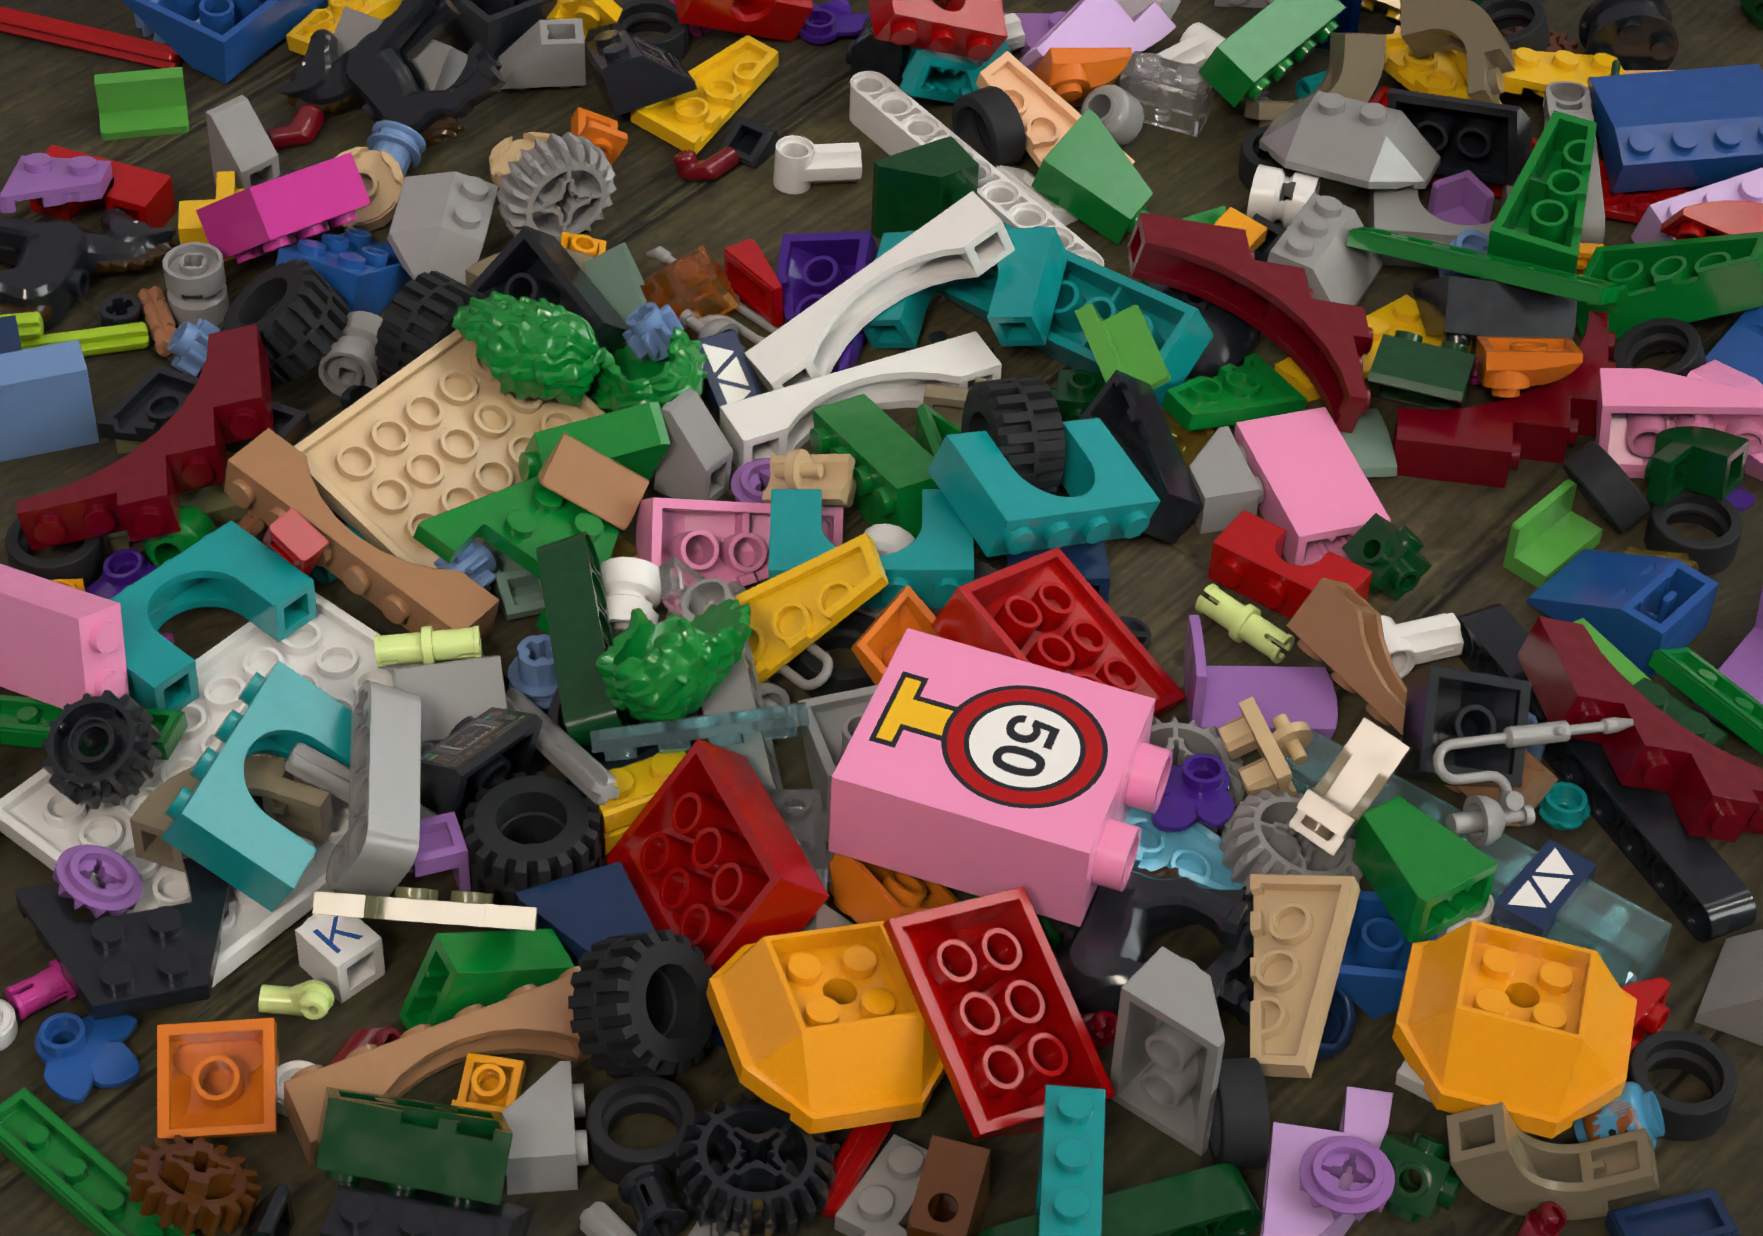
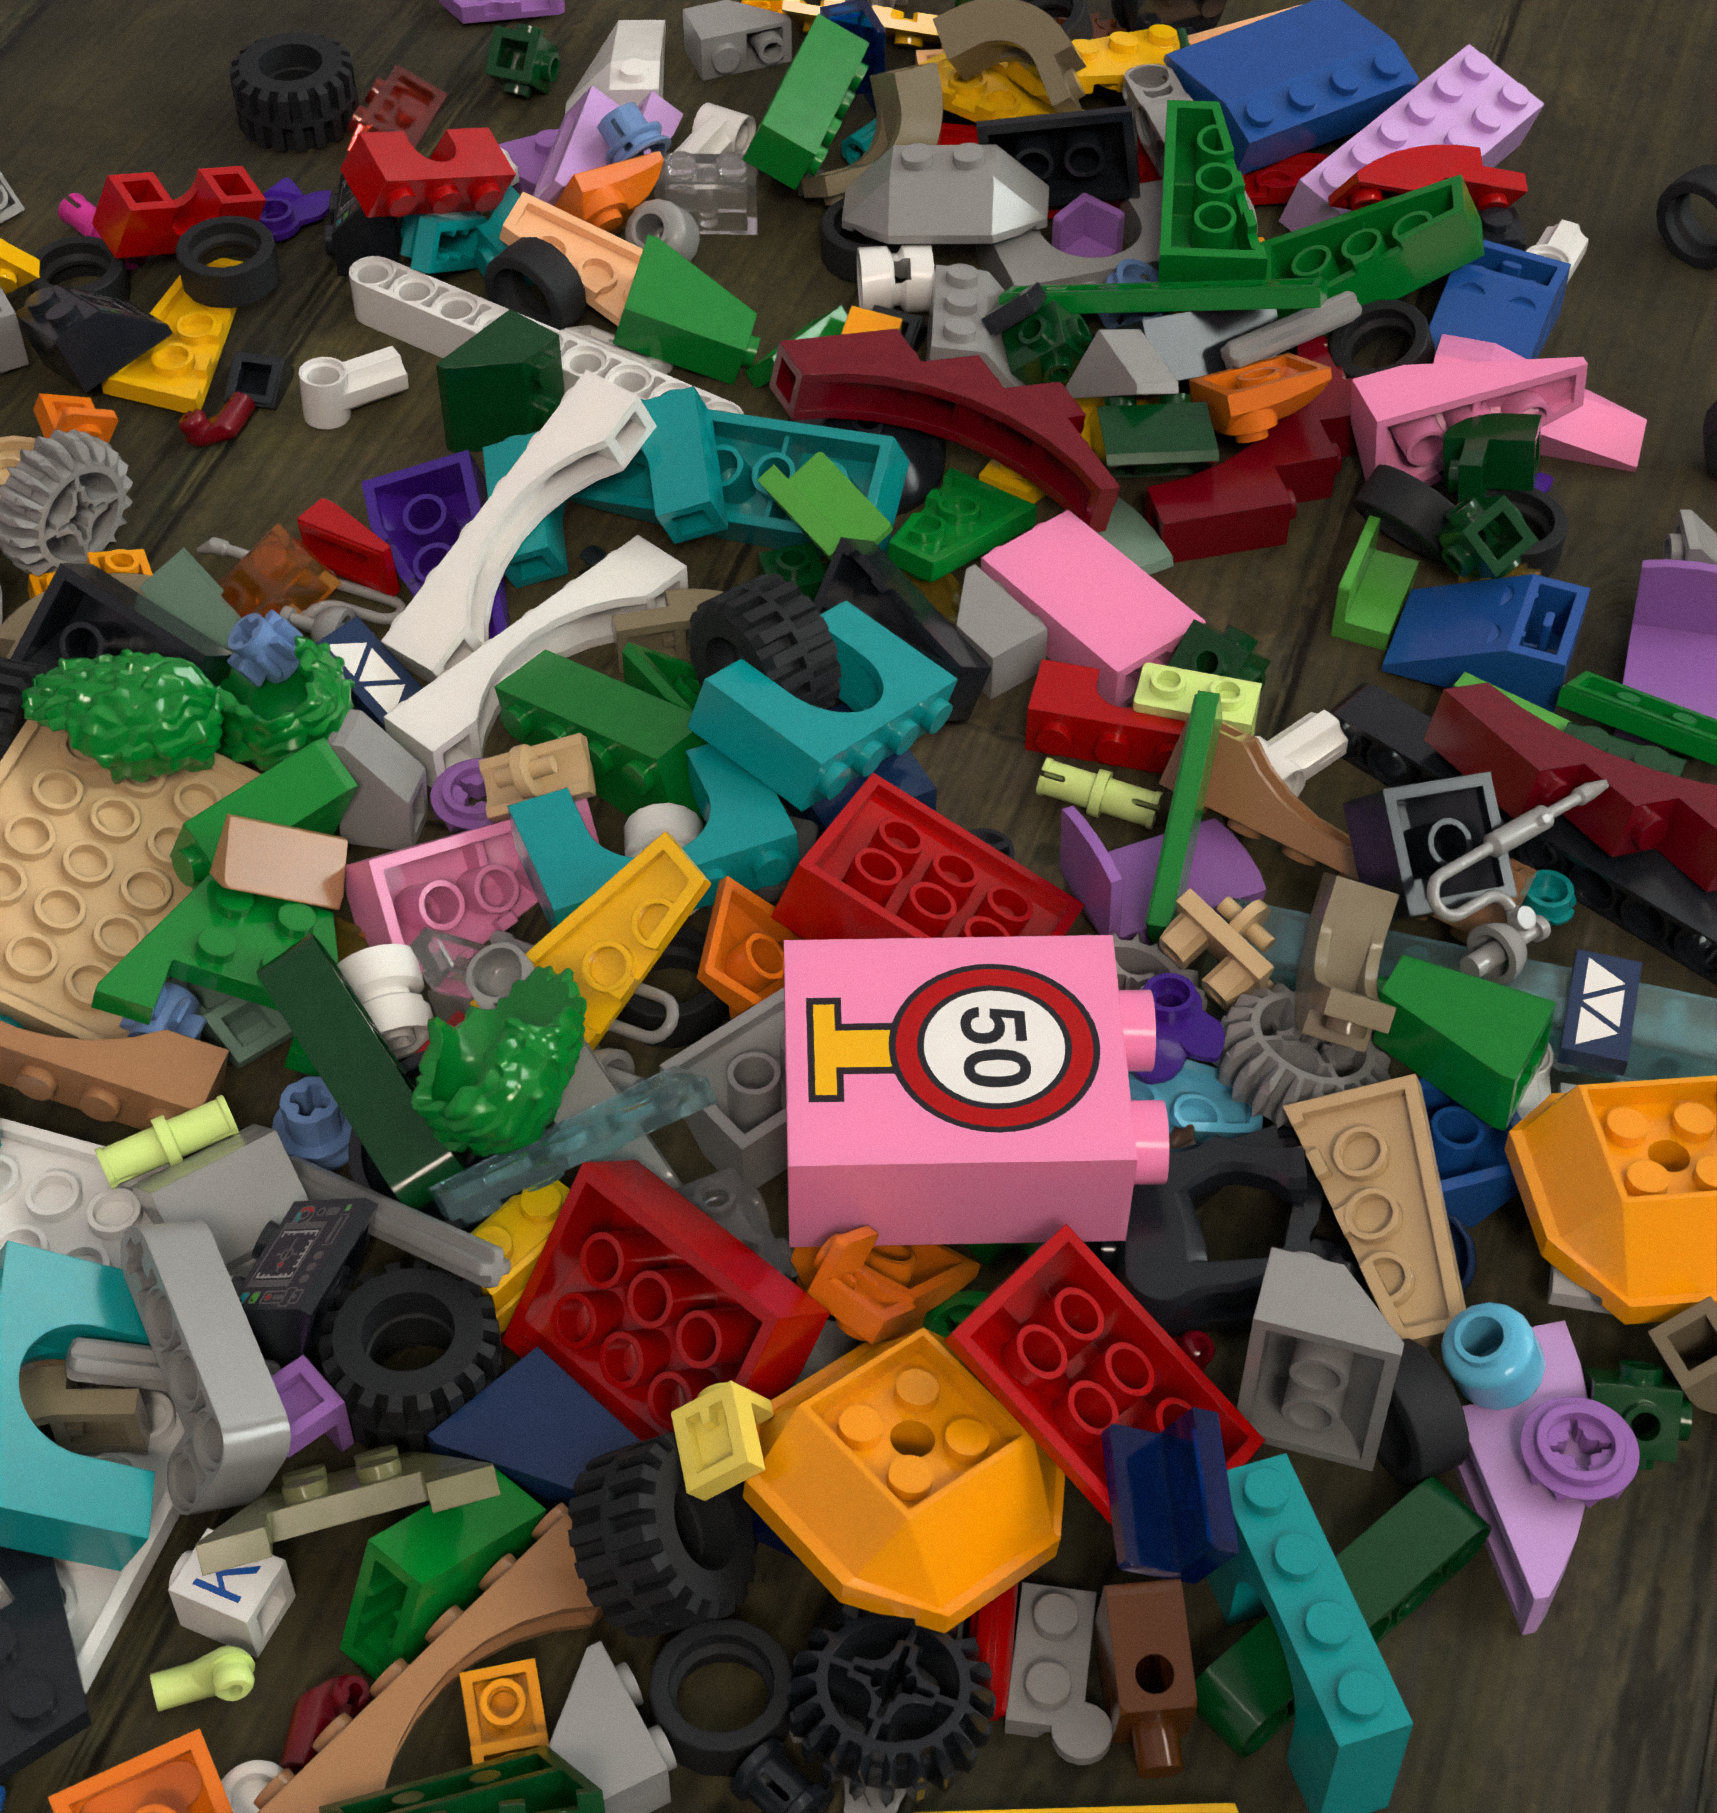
camera: 20 degrees left, 5 degrees up
(702, 944) = (720, 1438): none -> light yellow bracket
(763, 65) = (233, 284): none -> black tyre
(853, 885) = (855, 1297): none -> orange bracket
(1003, 1090) = (1170, 1498): none -> clear blue panel
(1114, 29) = (630, 134): none -> medium blue piece
(1288, 639) = (1185, 812): none -> green tile
(1312, 1090) = (1493, 1356): none -> medium azure head
(1354, 242) = (1015, 309): none -> black tile
(1370, 579) = (1171, 691): none -> yellowish green bracket
(1372, 279) = (1047, 345): none -> dark green brick
(1419, 308) = (1121, 365): none -> light grey slope
(1582, 321) = (1291, 331): none -> light grey axle
(1667, 515) = (1484, 537): none -> dark green brick

